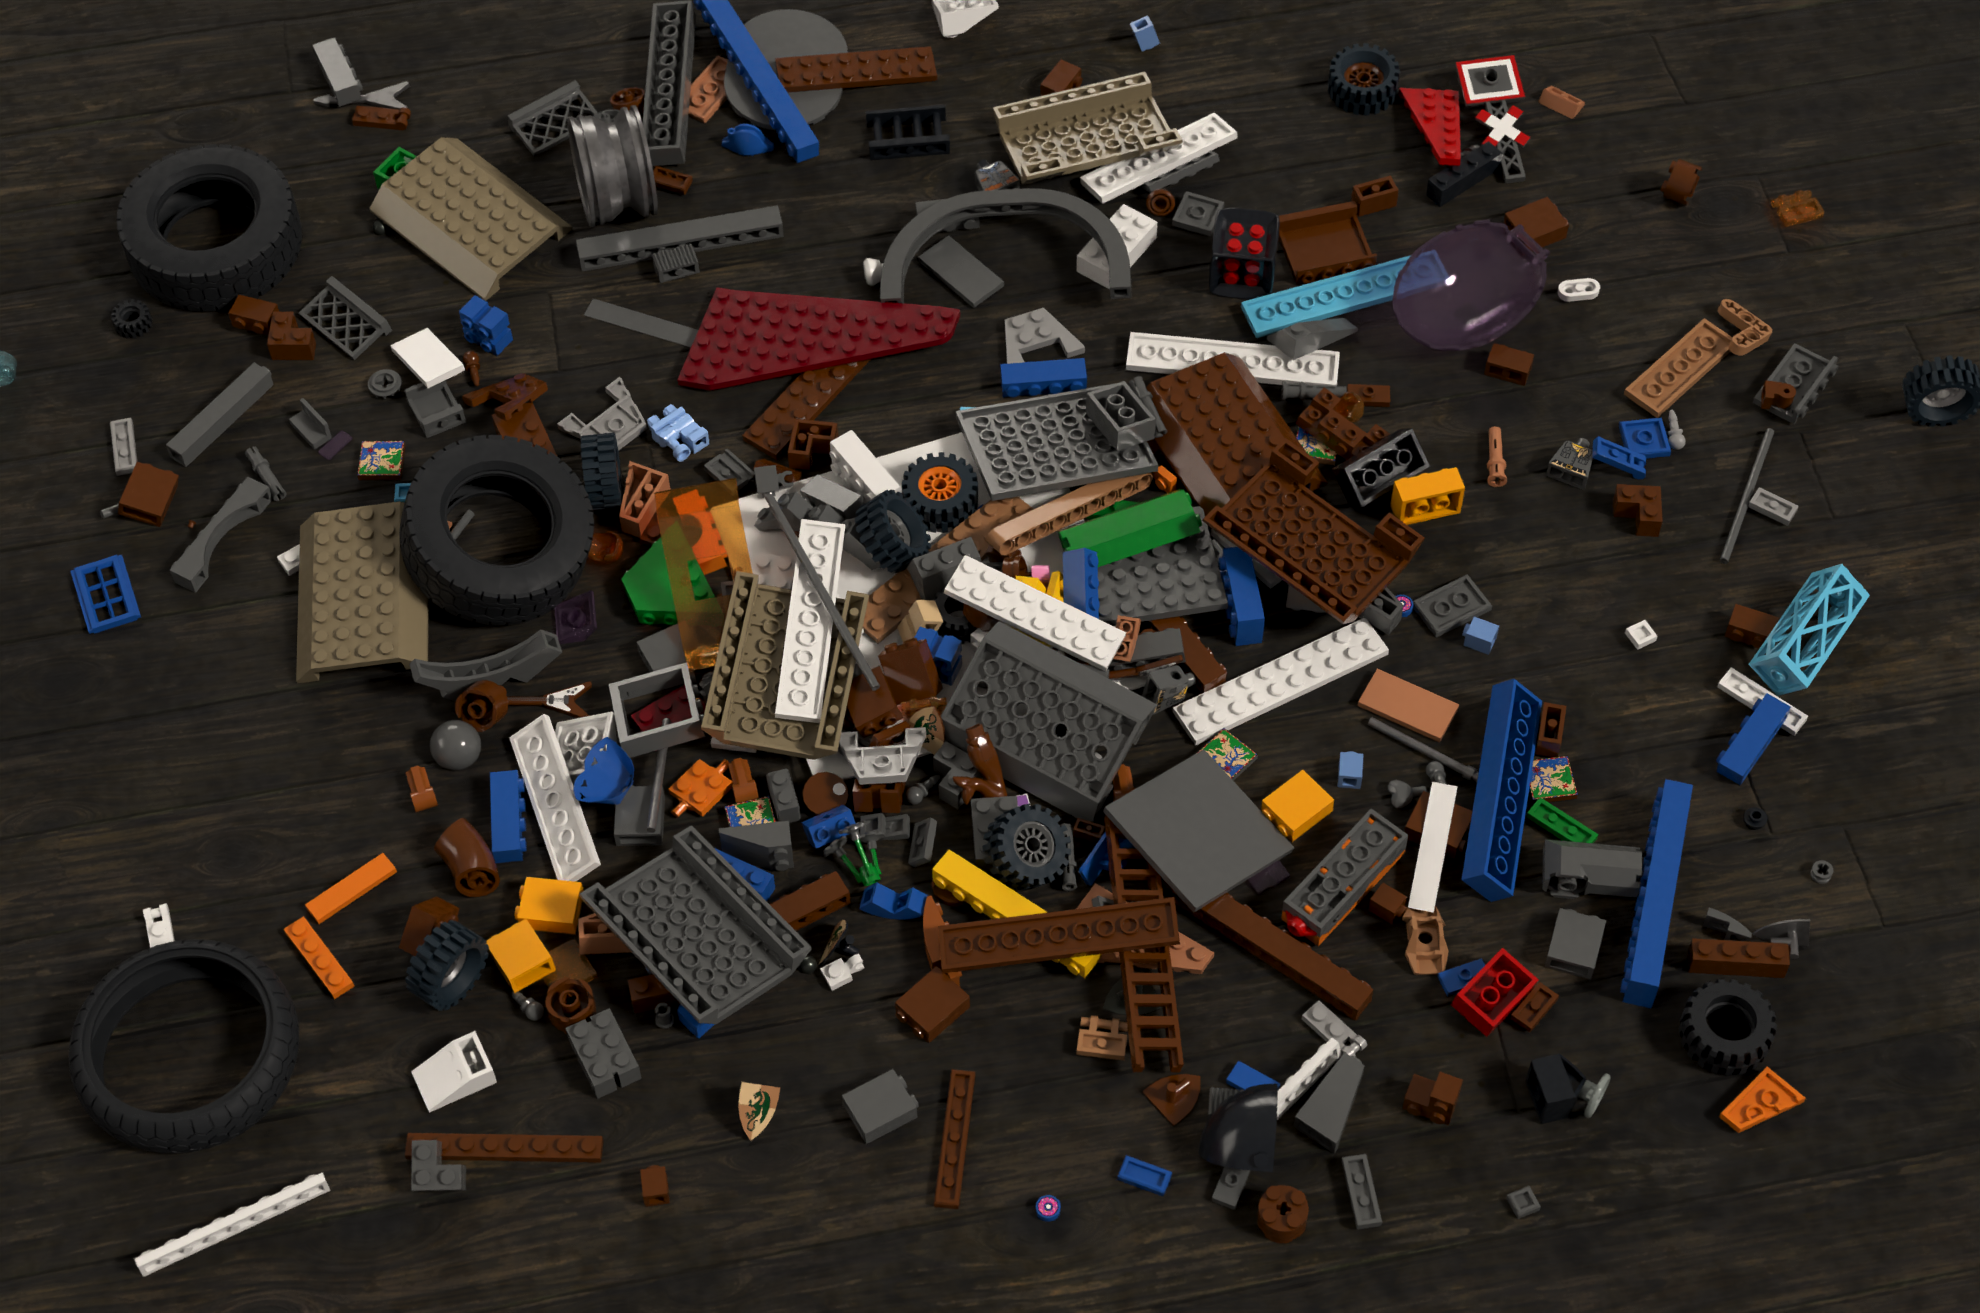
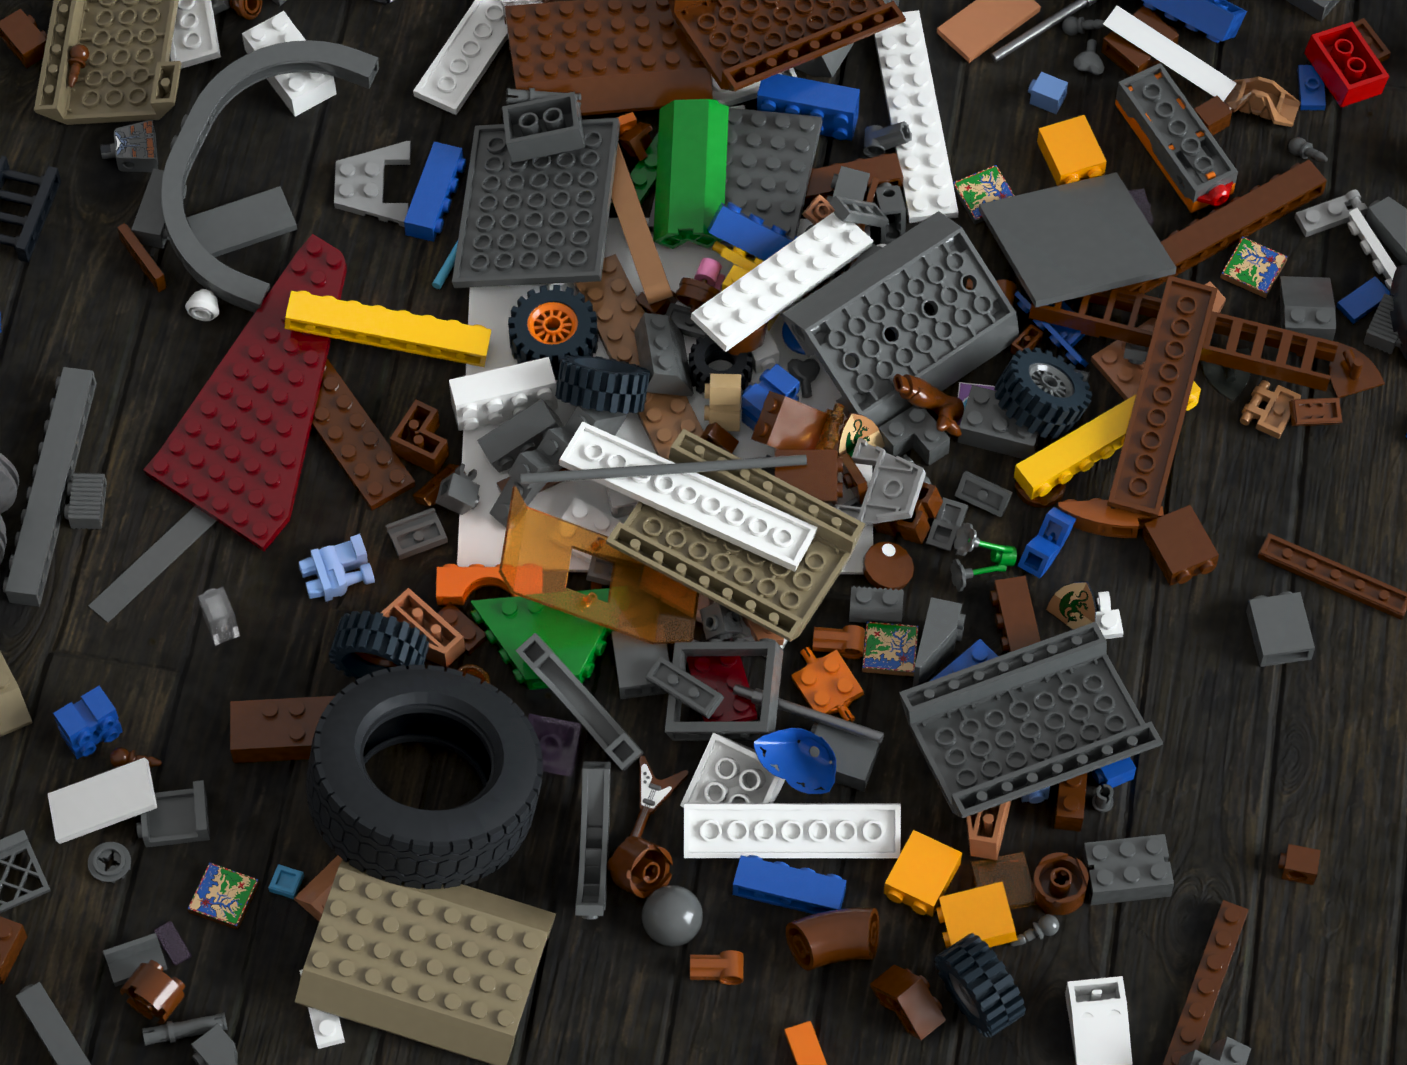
camera: 70 degrees left, 5 degrees up
(282, 440) = (153, 991): none -> reddish brown brick
(512, 392) = (198, 718): reddish brown wing -> none
(602, 369) = (218, 615): none -> clear brick
(621, 418) = (295, 630): light grey wing -> none
(628, 579) = (579, 701): none -> dark grey arch
(646, 680) = (684, 687): none -> dark grey tile
(756, 1107) = (1242, 744): shield -> none
(825, 827) = (934, 571): blue brick -> none
(890, 633) = (720, 437): none -> reddish brown piece
(892, 384) = (387, 328): none -> yellow brick
(898, 221) = (142, 257): none -> reddish brown tile
(1055, 116) = (79, 55): none -> reddish brown bar
(1112, 1073) = (1315, 411): none -> reddish brown plate
(1128, 647) = (858, 211): none -> dark grey plate
(1151, 489) = (636, 140): none -> reddish brown panel
(1220, 1037) = (1308, 306): none -> dark grey slope
(1240, 662) = (879, 139): none -> dark grey piece
(1247, 984) = (1254, 267): none -> tile
(1392, 989) = (1299, 147): none -> dark grey bar

